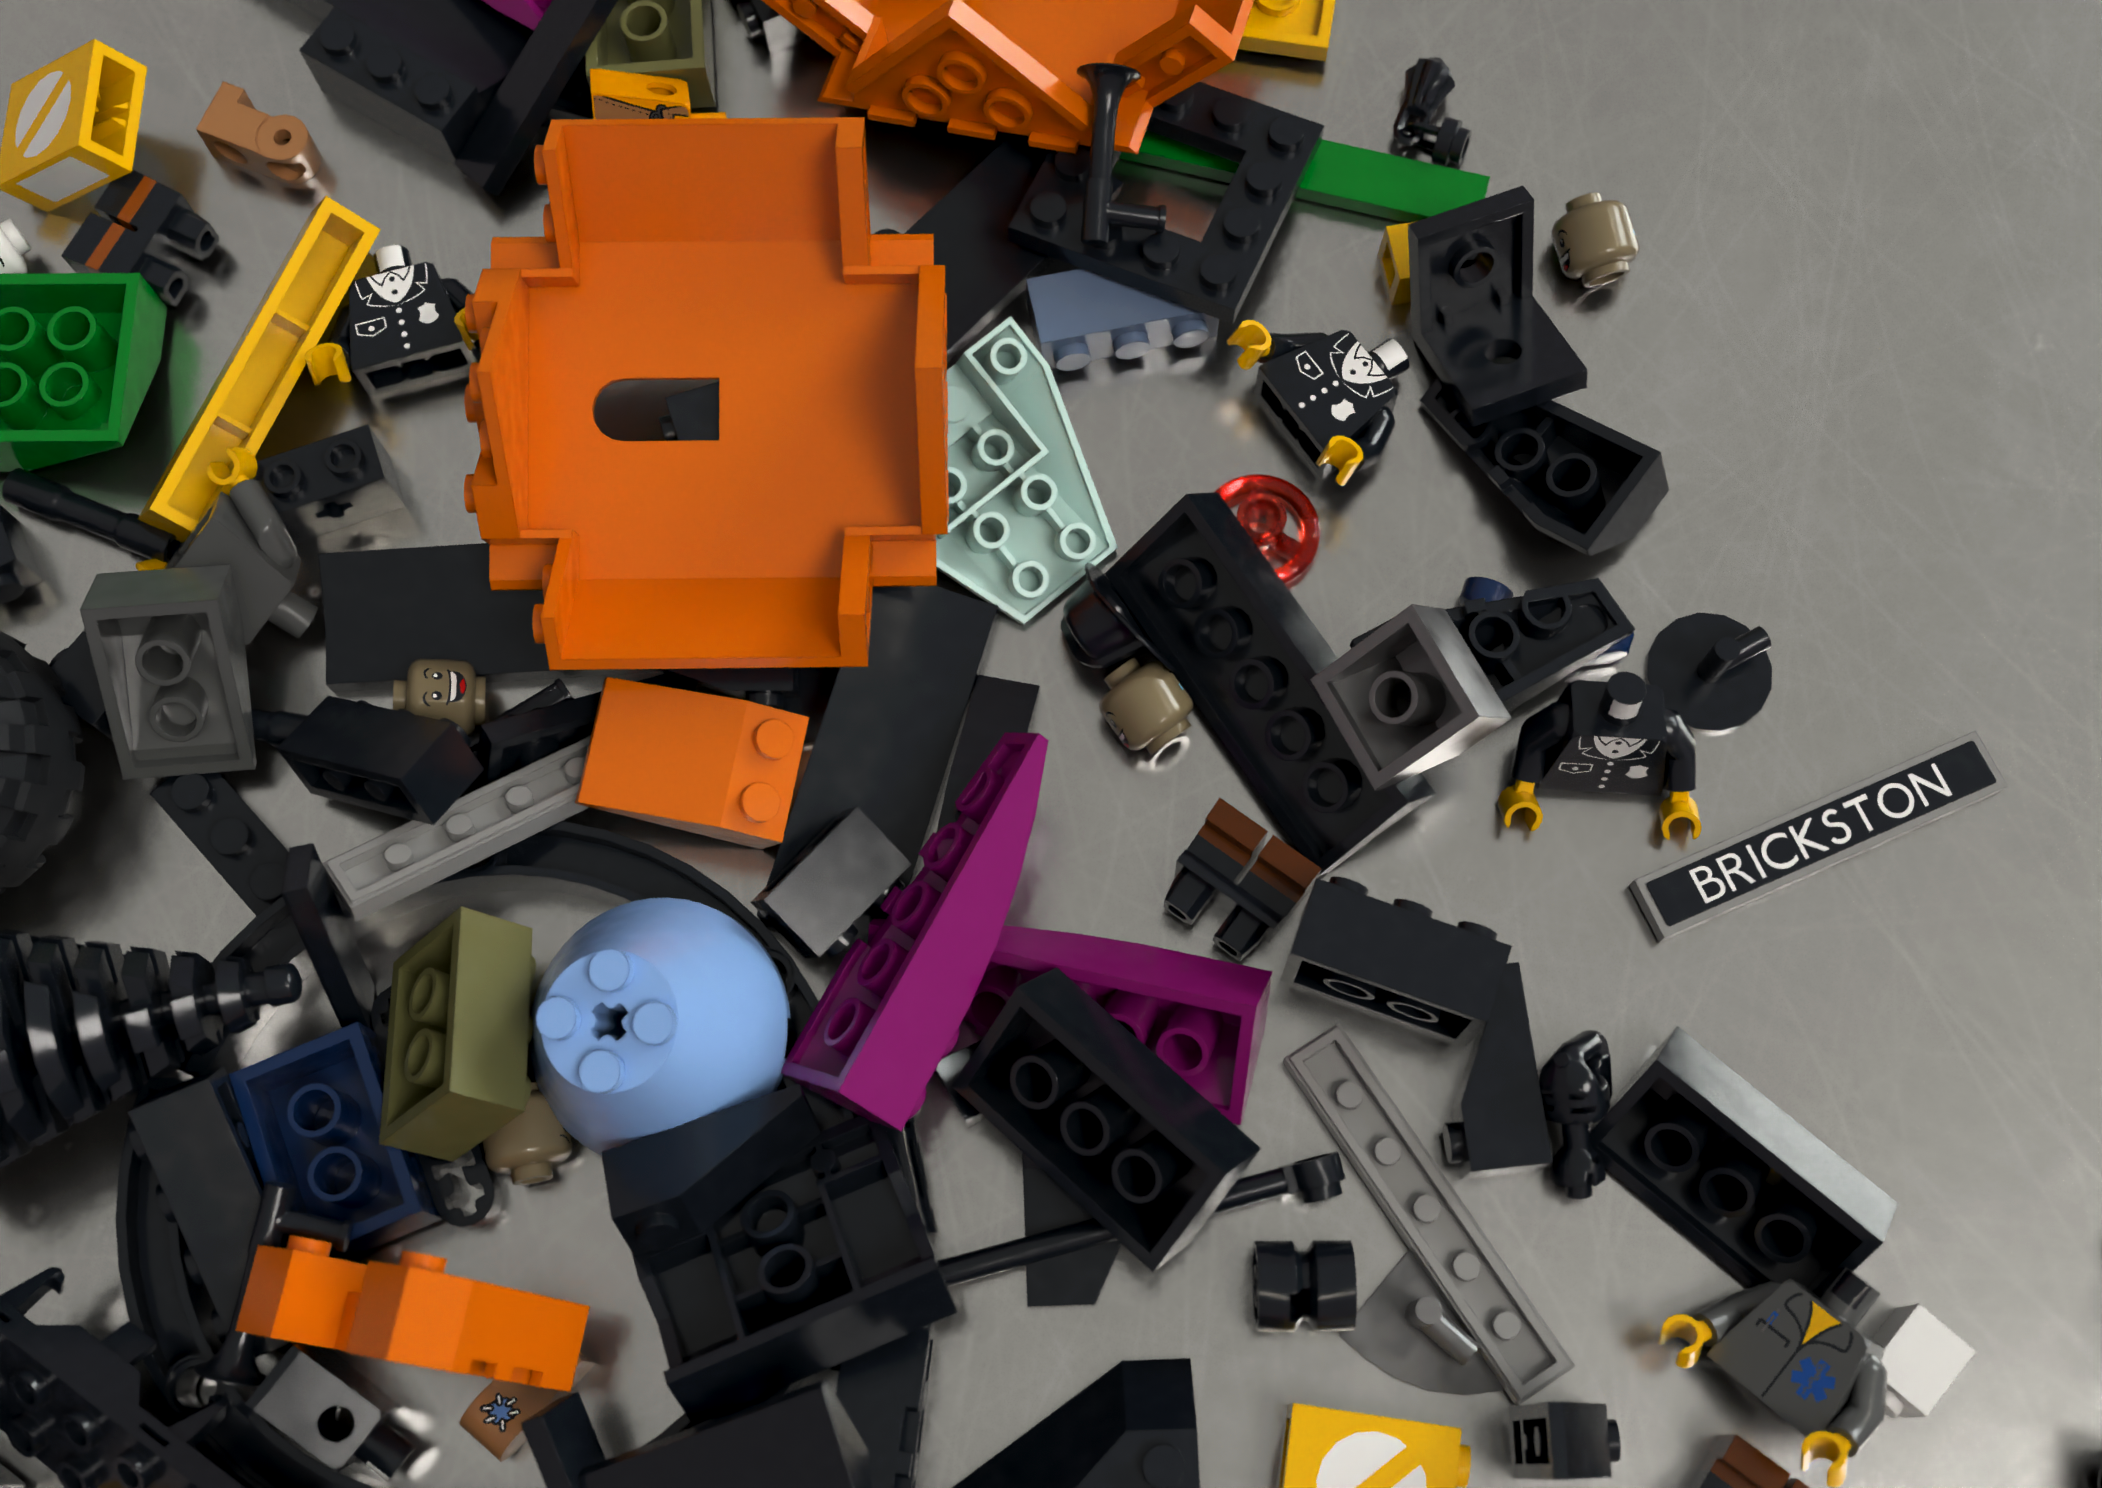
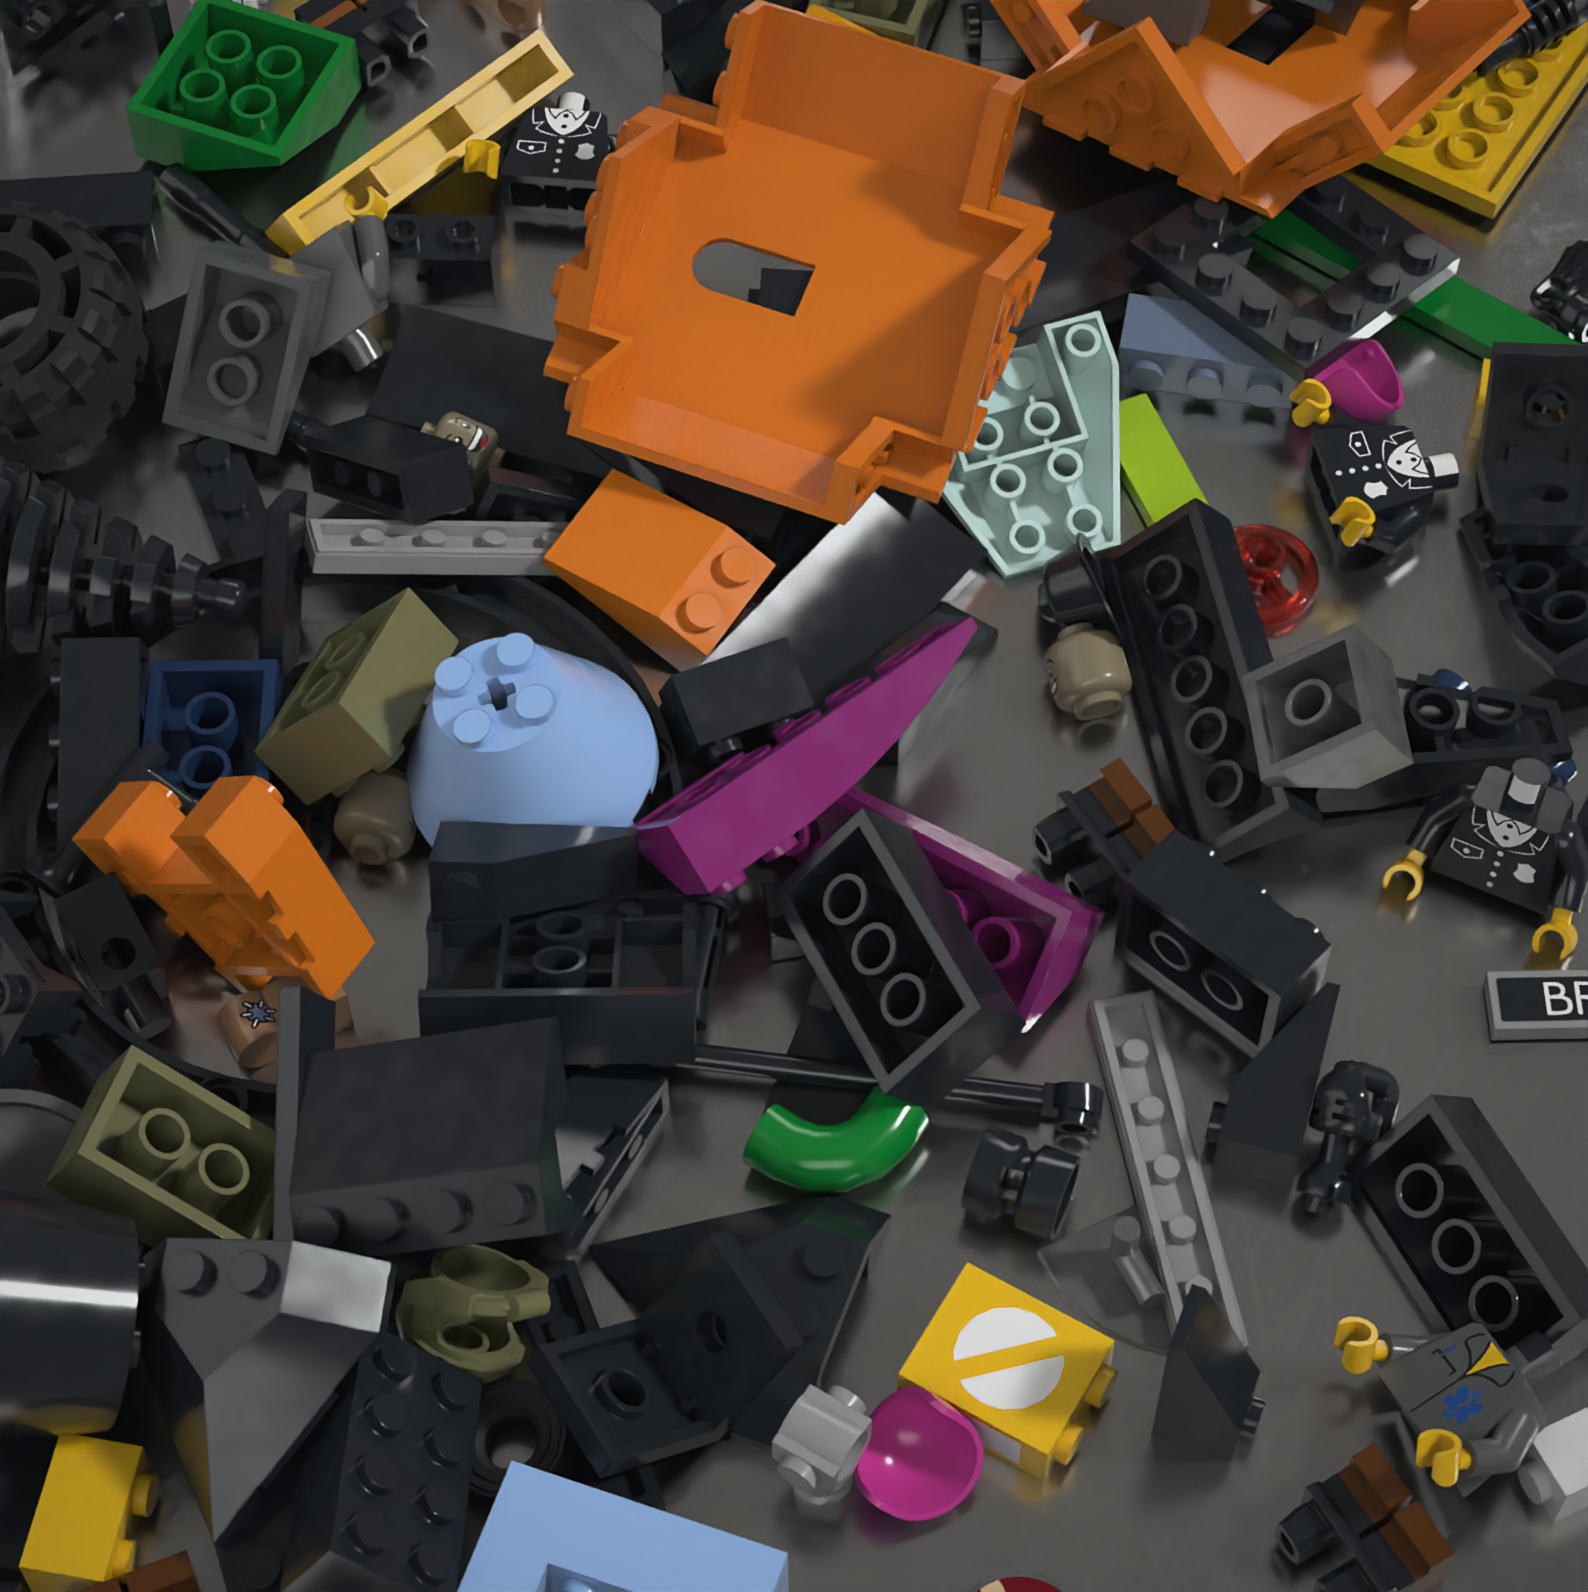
camera: 20 degrees right, 15 degrees down
(1099, 211) = (1263, 143): black piece -> none
(1116, 1328) = (838, 1154): none -> green cylinder
(1123, 457) = (1151, 462): none -> lime tile
(1282, 295) = (1364, 383): none -> dark pink helmet

